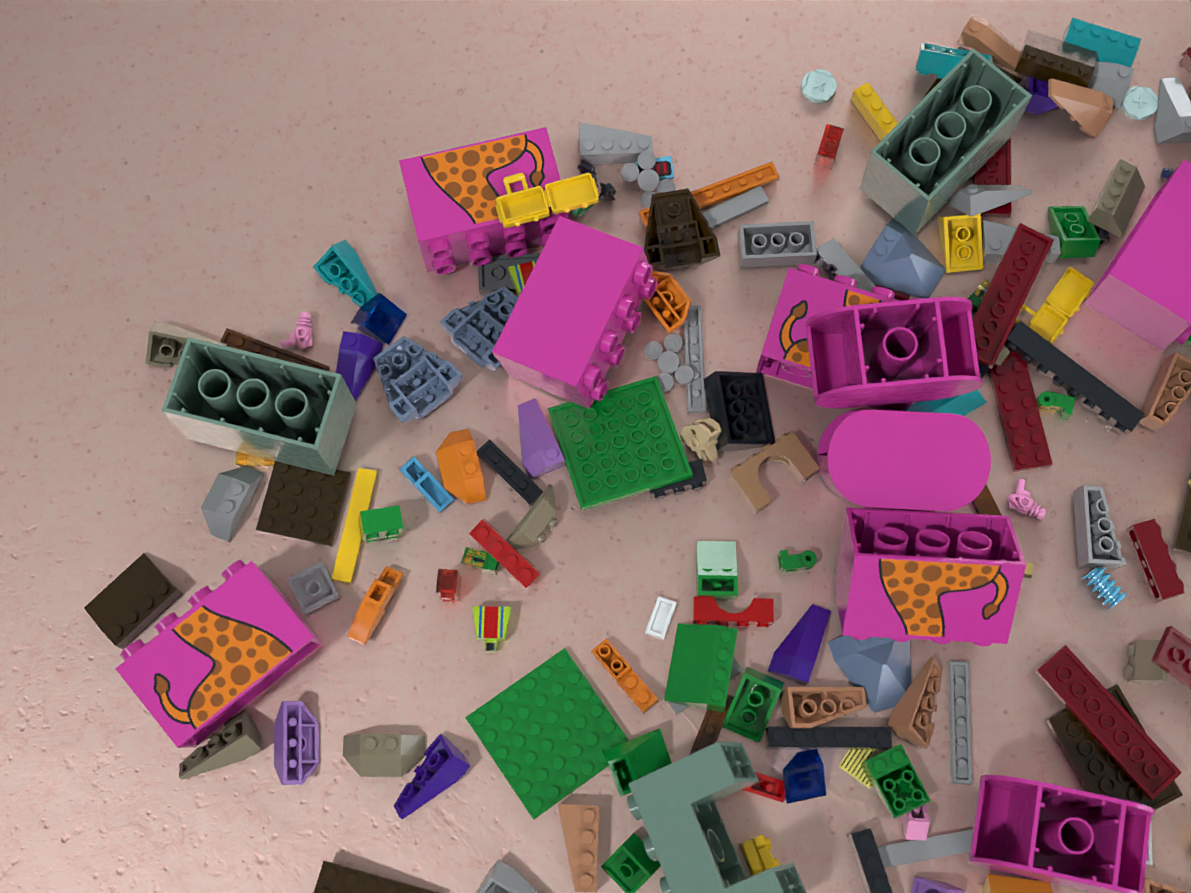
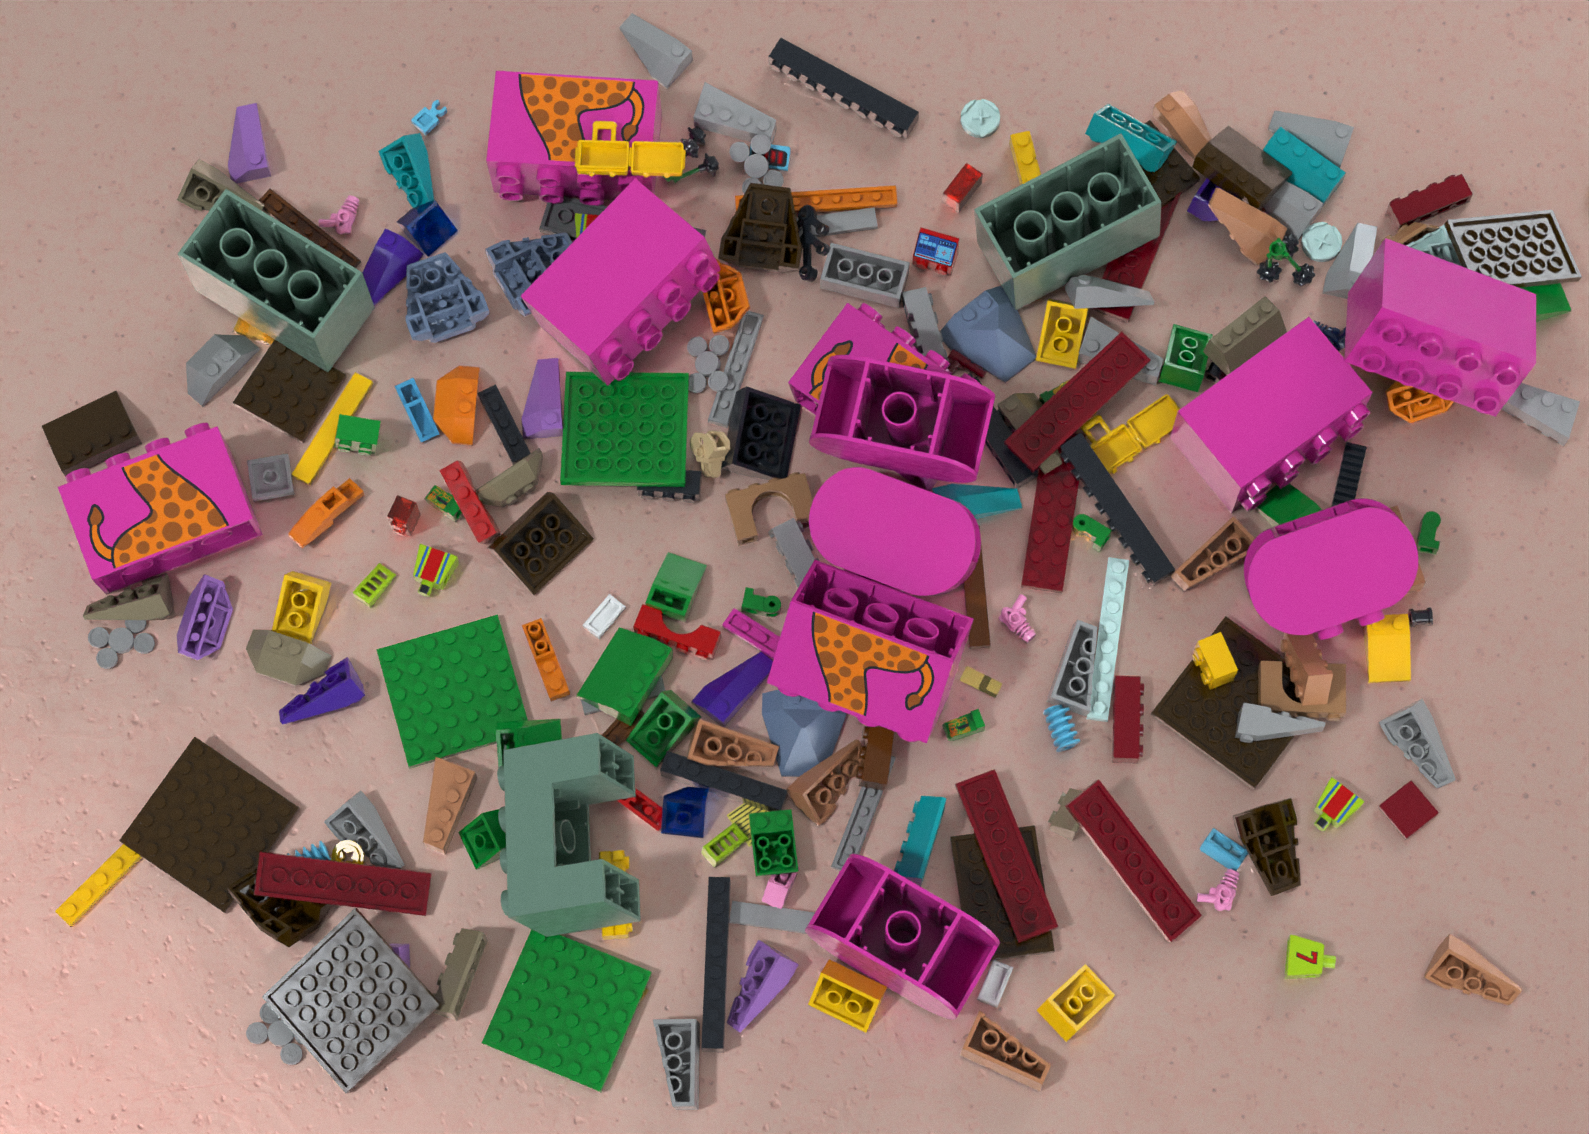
camera: 20 degrees right, 0 degrees up
(195, 301) = (248, 151): none -> medium lavender wedge
(222, 788) = (121, 641): none -> light grey piece
(347, 226) = (427, 119): none -> medium azure plate
(381, 700) = (300, 606): none -> yellow slope
(442, 673) = (369, 601): none -> lime slope
(524, 108) = (659, 51): none -> light grey wedge
(580, 569) = (540, 542): none -> dark brown slope
(696, 94) = (843, 88): none -> black brick
(717, 227) = (806, 217): none -> black plant
(801, 590) = (752, 632): none -> dark pink plate
(815, 508) = (794, 547): none -> light grey wedge
(829, 205) = (935, 251): none -> slope
(841, 811) = (716, 860): none -> lime slope
(955, 669) = (875, 757): none -> reddish brown brick
(1024, 608) = (964, 726): none -> green leg
(1026, 732) = (921, 838): none -> teal slope
(1103, 477) = (1108, 638): none -> light aqua plate
(1108, 14) = (1322, 135): none -> light grey wedge
(1120, 116) = (1279, 251): none -> black plant

